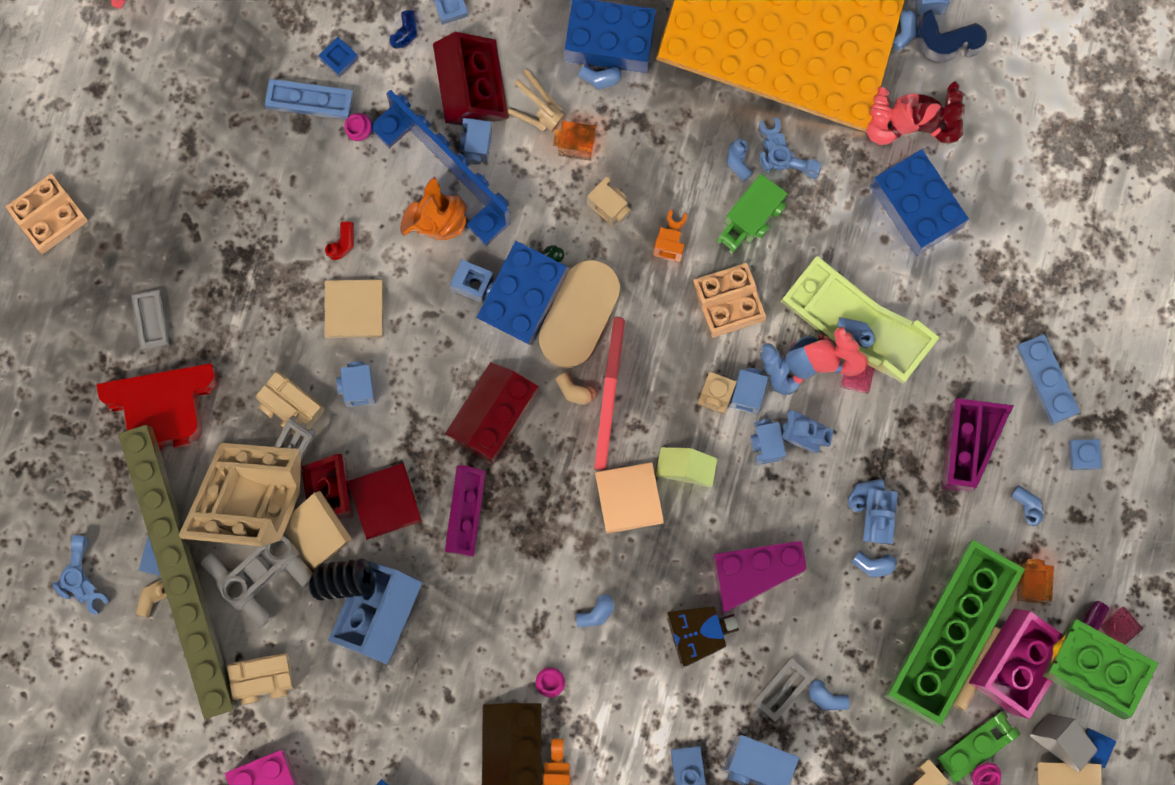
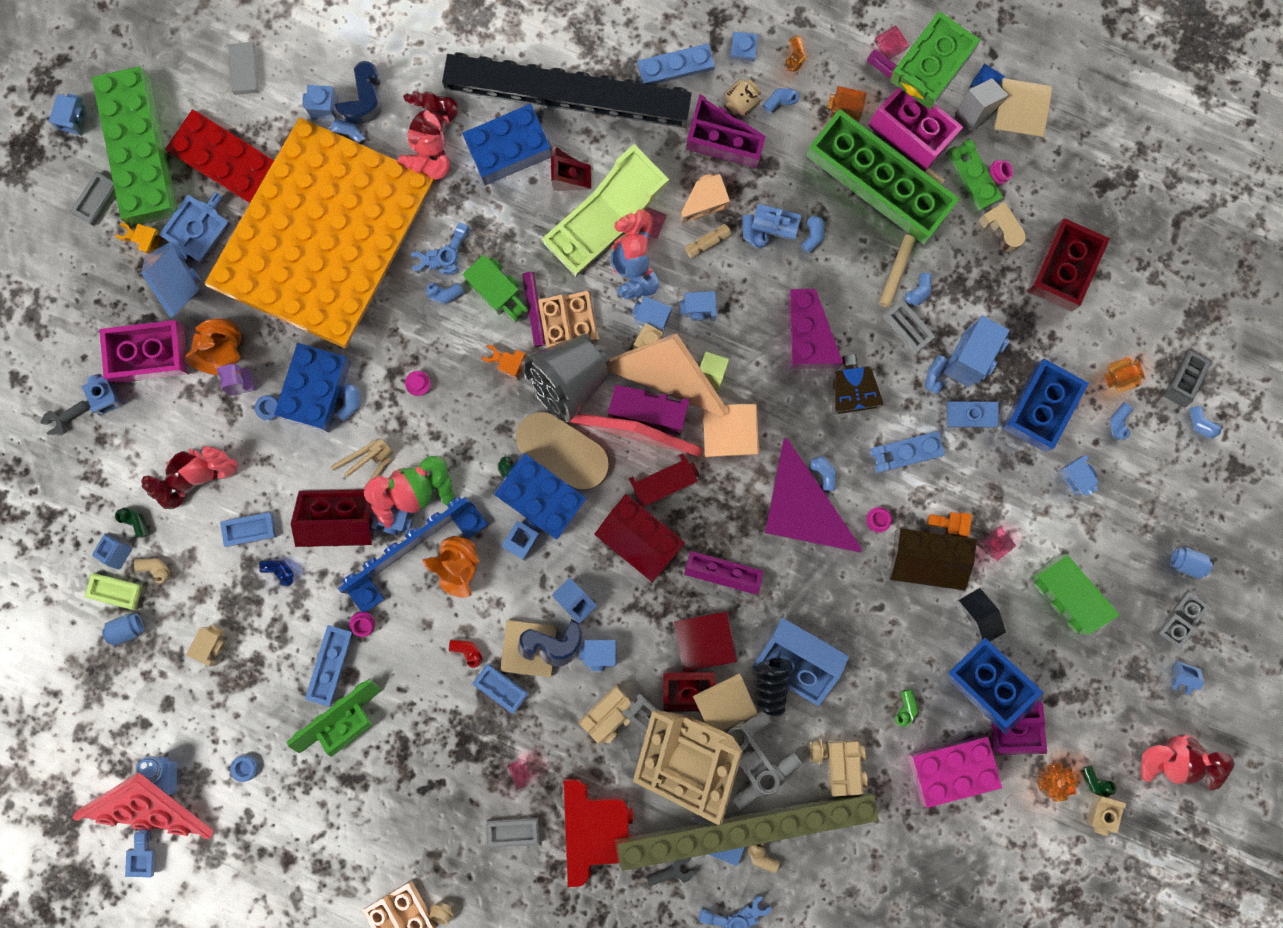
camera: 80 degrees left, 5 degrees up
(55, 255) = (441, 913): none -> tan plate
(124, 499) = (671, 872): none -> dark grey bar
(189, 29) = (244, 768): none -> medium blue tile
(214, 316) = (519, 773): none -> clear pink plate
(247, 118) = (338, 724): none -> bright green bracket
(276, 645) = (818, 751): none -> tan plate
(305, 284) = (500, 688): none -> medium blue plate
(335, 745) = (908, 710): none -> bright green arm
(338, 57) = (293, 634): blue plate -> none
(353, 331) = (549, 648): none -> dark blue animal
(412, 348) = (574, 600): none -> medium blue brick
(511, 151) = (409, 489): none -> hair
(551, 591) = (802, 509): none -> magenta tile
(558, 431) = (665, 482): none -> dark red brick
(575, 140) = (405, 432): clear orange brick -> none
(575, 393) = (632, 464): tan arm -> none
(608, 202) = (467, 410): tan brick -> none
(632, 146) = (417, 383): none -> dark pink plate
(634, 707) = (908, 452): none -> medium blue plate
(637, 401) = (649, 409): none -> magenta wedge
(664, 303) = (566, 375): none -> dark grey cone
(685, 417) = (670, 370): none -> light nougat tile
(729, 724) = (933, 373): none -> medium blue arm
(748, 256) = (533, 309): none -> magenta piece
(805, 432) = (695, 272): medium blue hips -> none
(847, 444) = (708, 241): none -> tan axle
(847, 668) = (897, 271): none -> tan piece
(860, 331) = (614, 213): medium blue arm -> none
(894, 432) = (706, 198): none -> light nougat slope
(901, 274) = (568, 172): none -> dark red slope
(994, 262) = (567, 90): none -> black brick
(1021, 459) = (742, 97): none -> tan head
(1084, 519) = (798, 55): none -> clear orange arm

